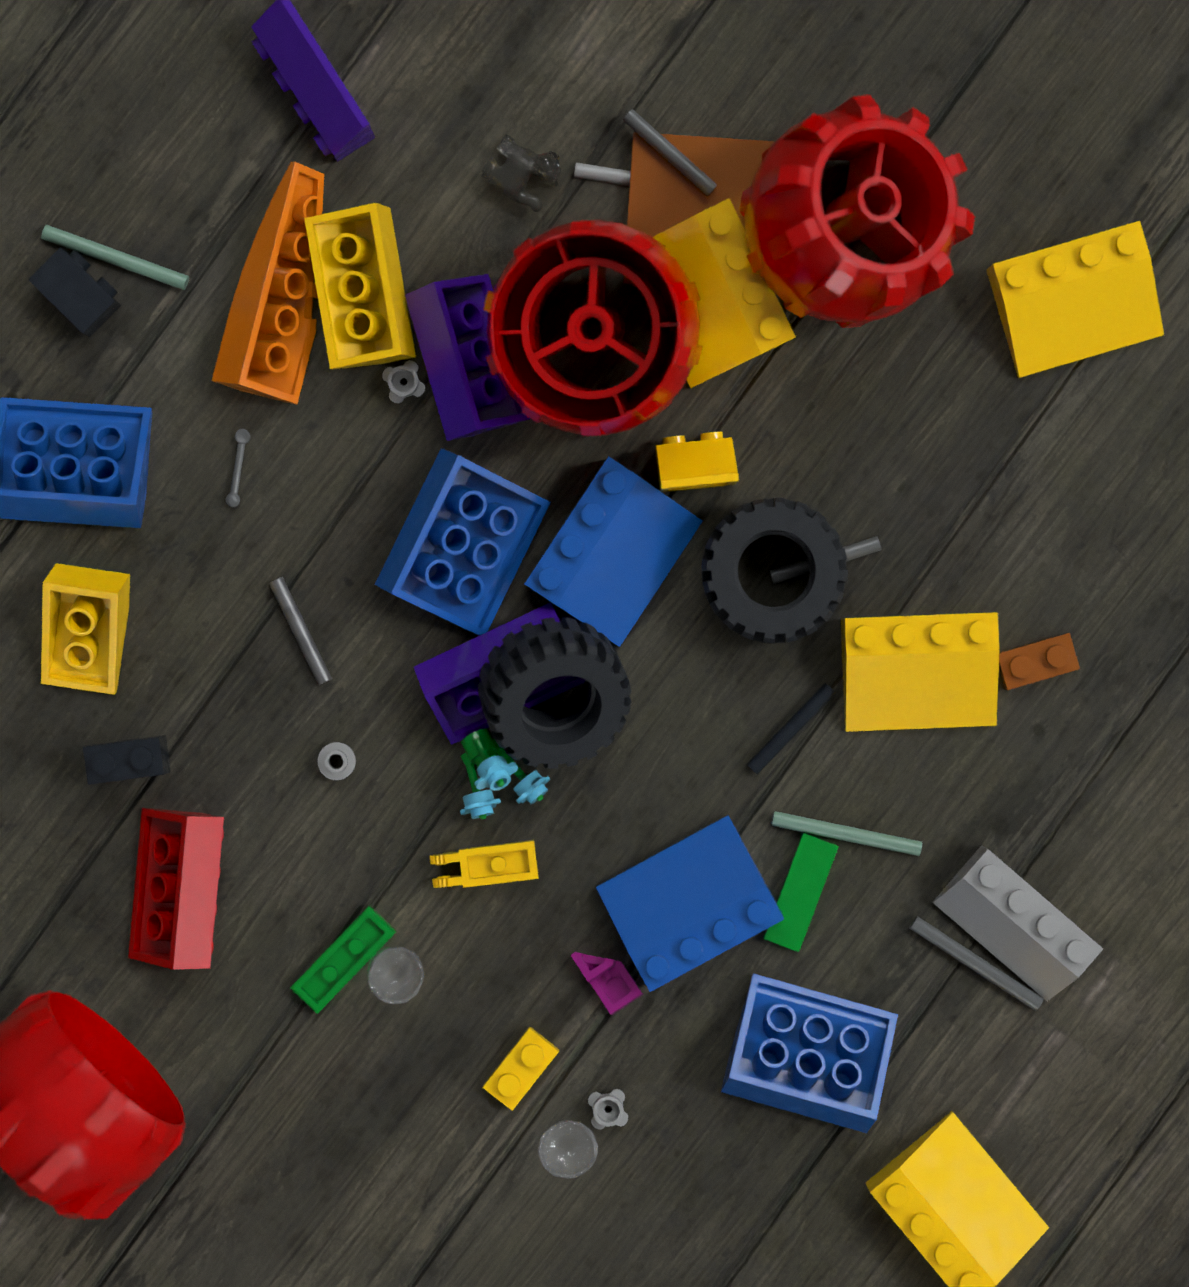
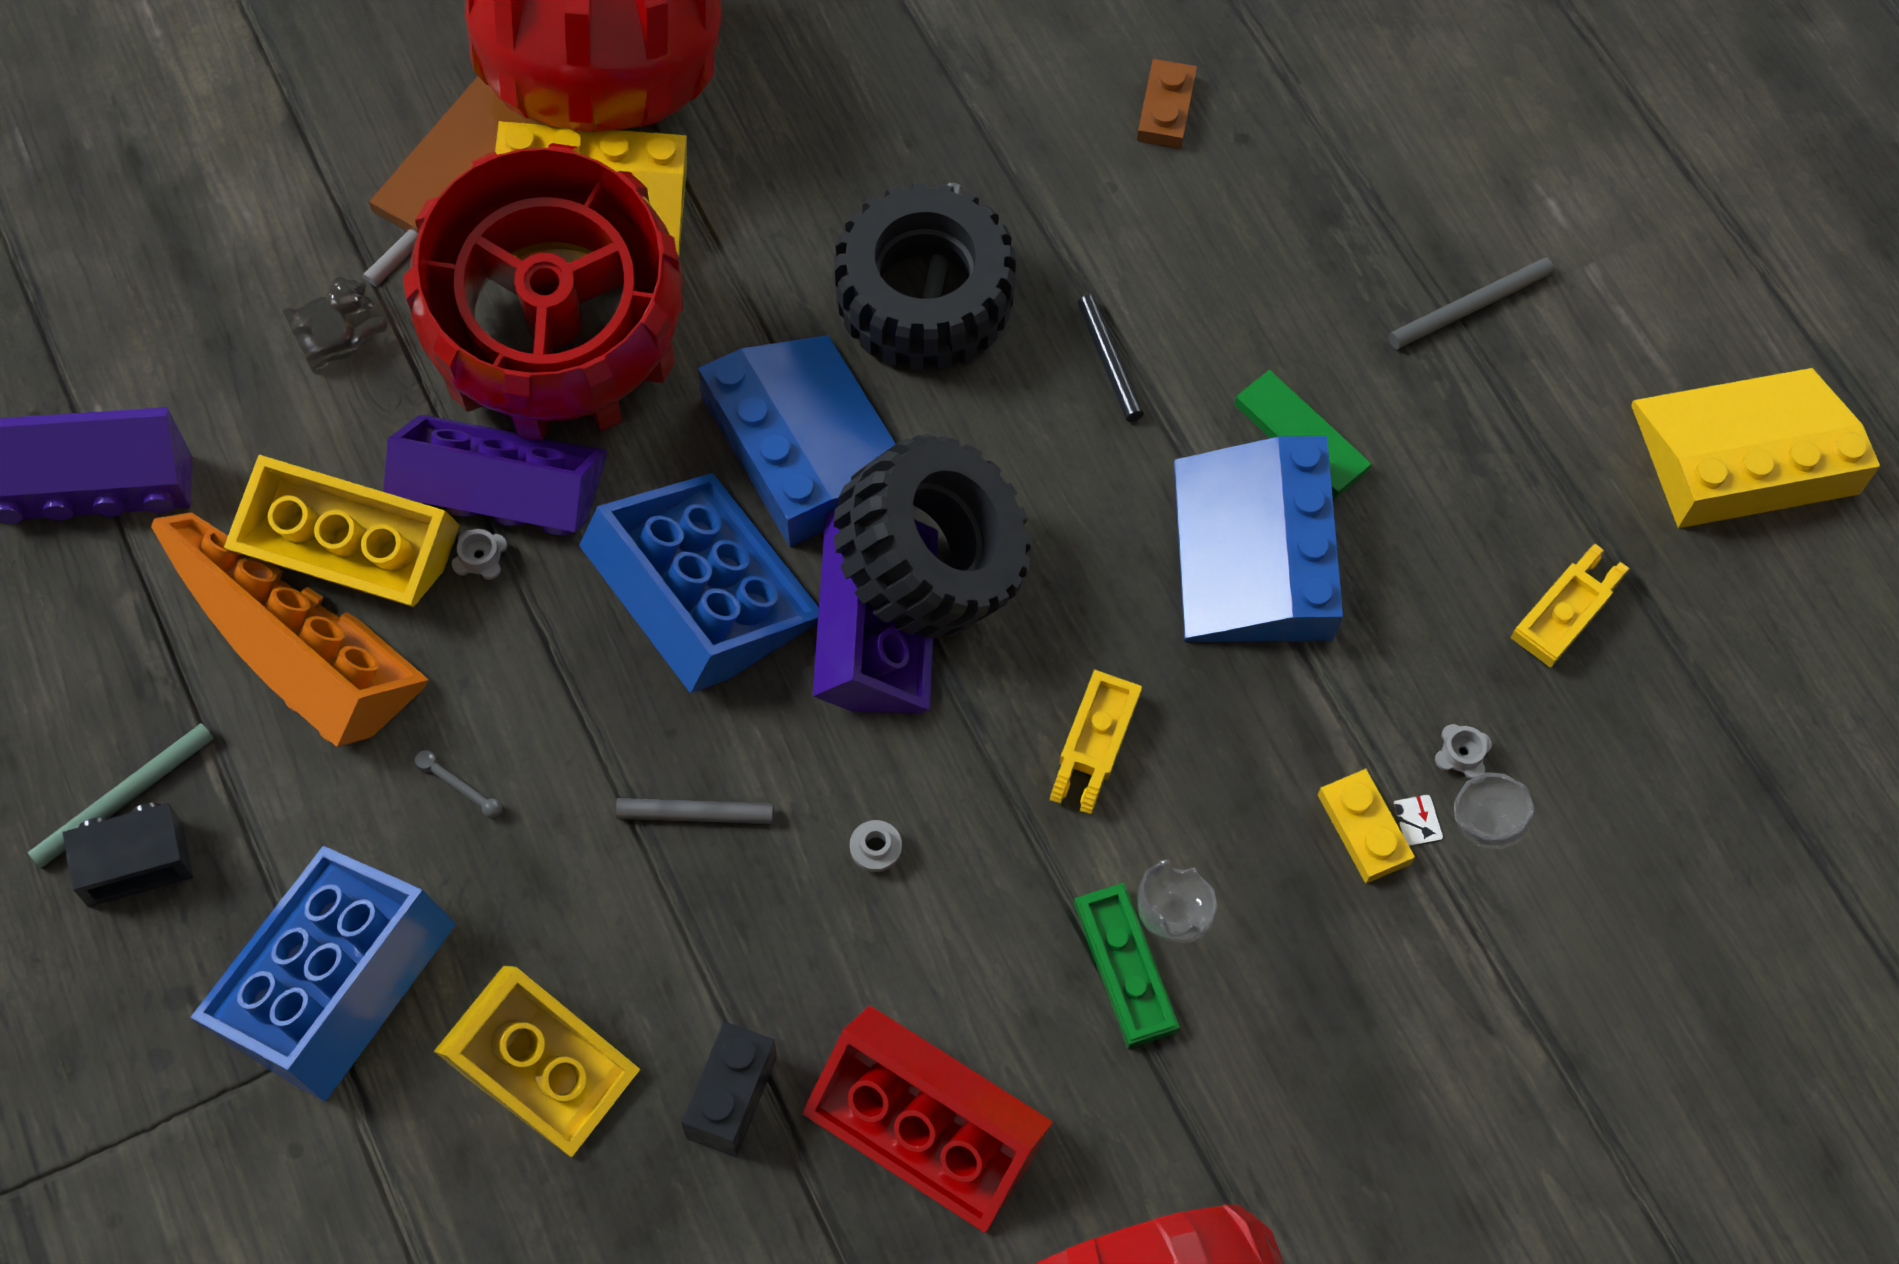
camera: 65 degrees left, 25 degrees down
(495, 774) = (991, 653): medium azure plant -> none
(545, 1099) = (1418, 820): none -> white sticker
(609, 980) = (1304, 677): magenta slope -> none
(669, 152) = (411, 175): dark grey bar -> none
(696, 463) = (763, 296): yellow slope -> none
(754, 1135) = (1567, 608): none -> yellow hinge
(810, 1053) = (1500, 504): blue slope -> none
(846, 833) = (1258, 359): sand green bar -> none
(920, 671) = (1113, 204): yellow slope -> none
(1017, 924) = (1445, 237): light grey slope -> none

